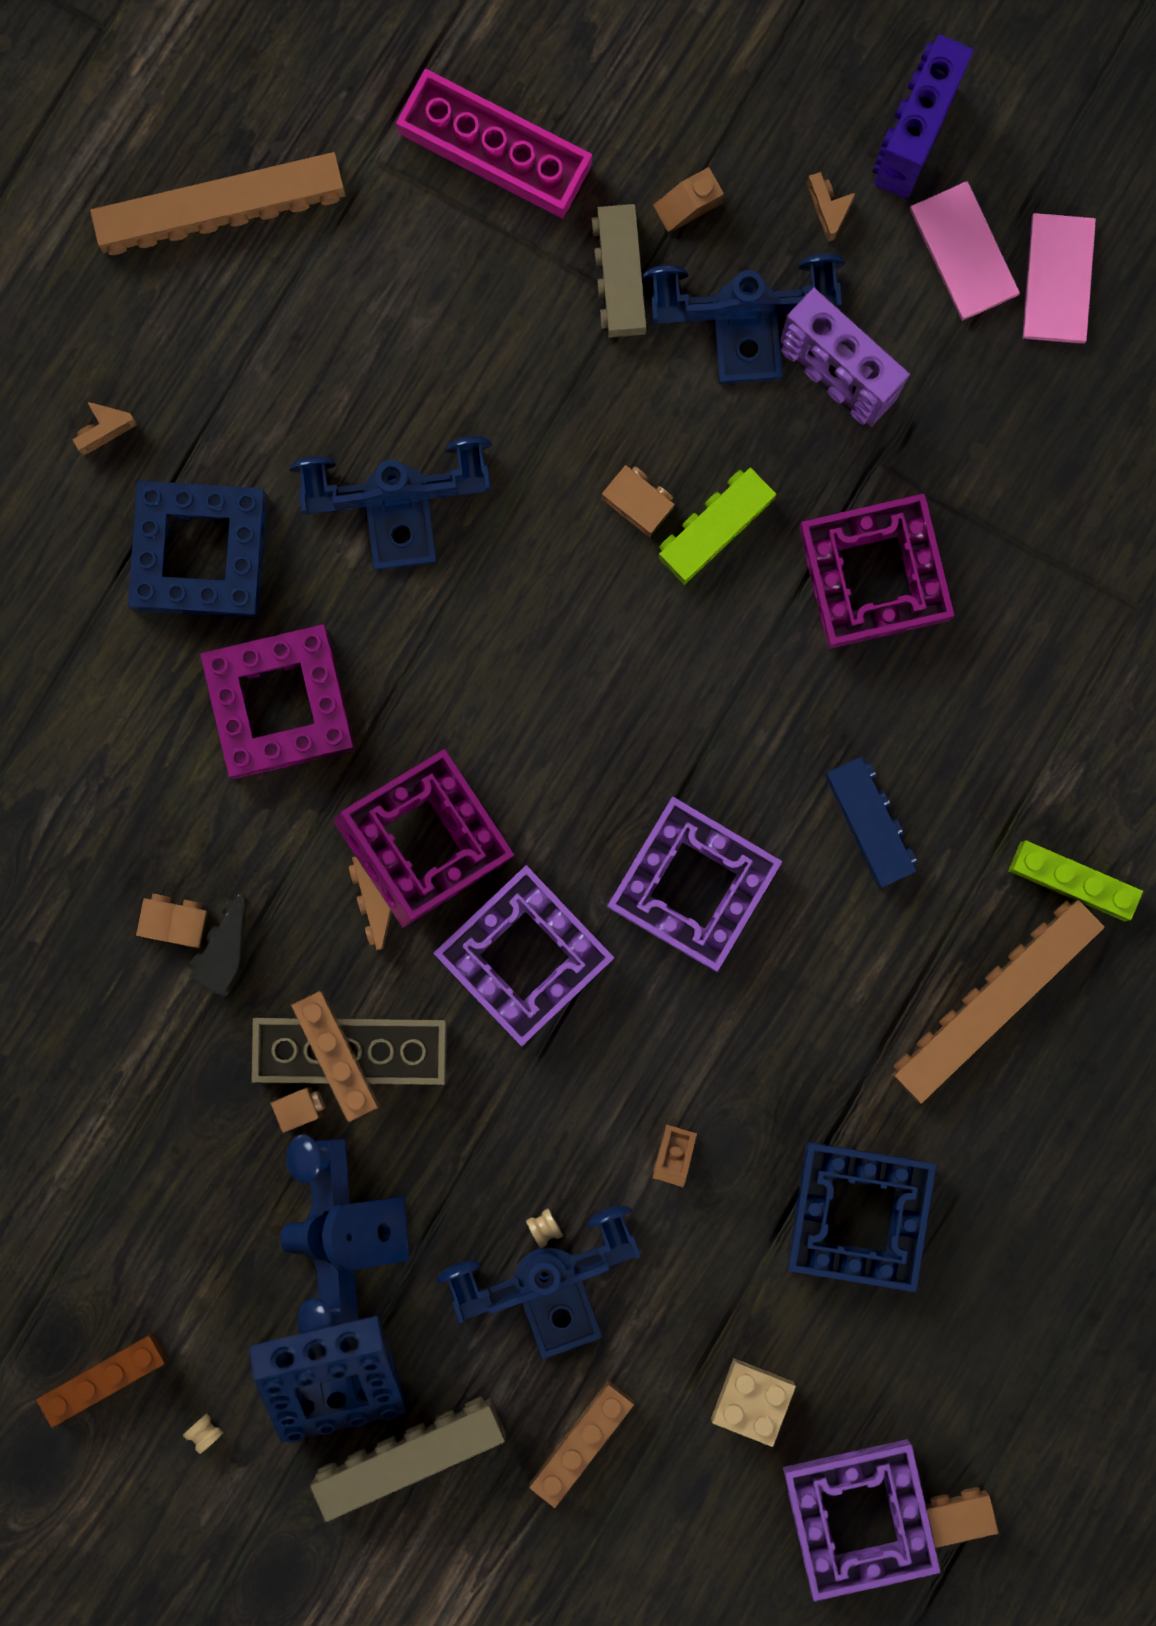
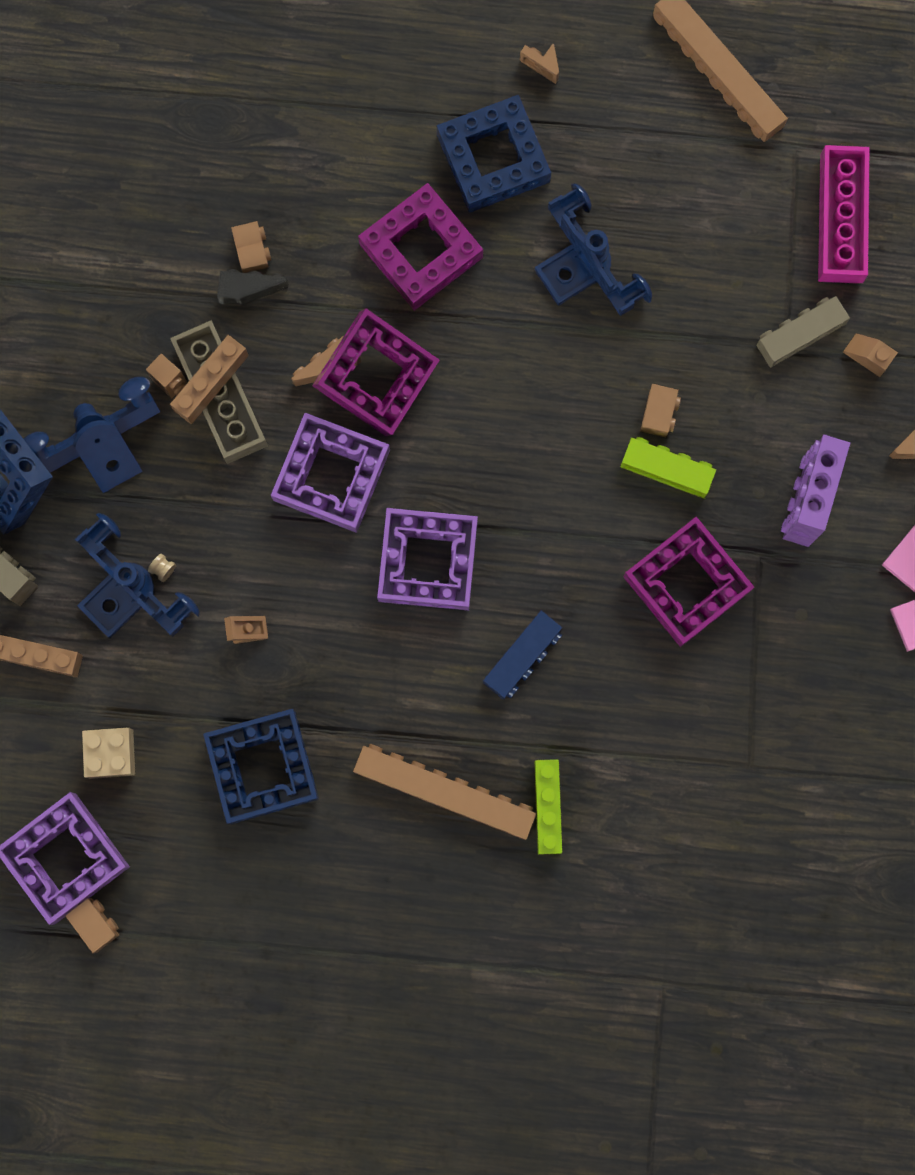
camera: 65 degrees right, 5 degrees down
(742, 313) = (814, 419): dark blue piece -> none

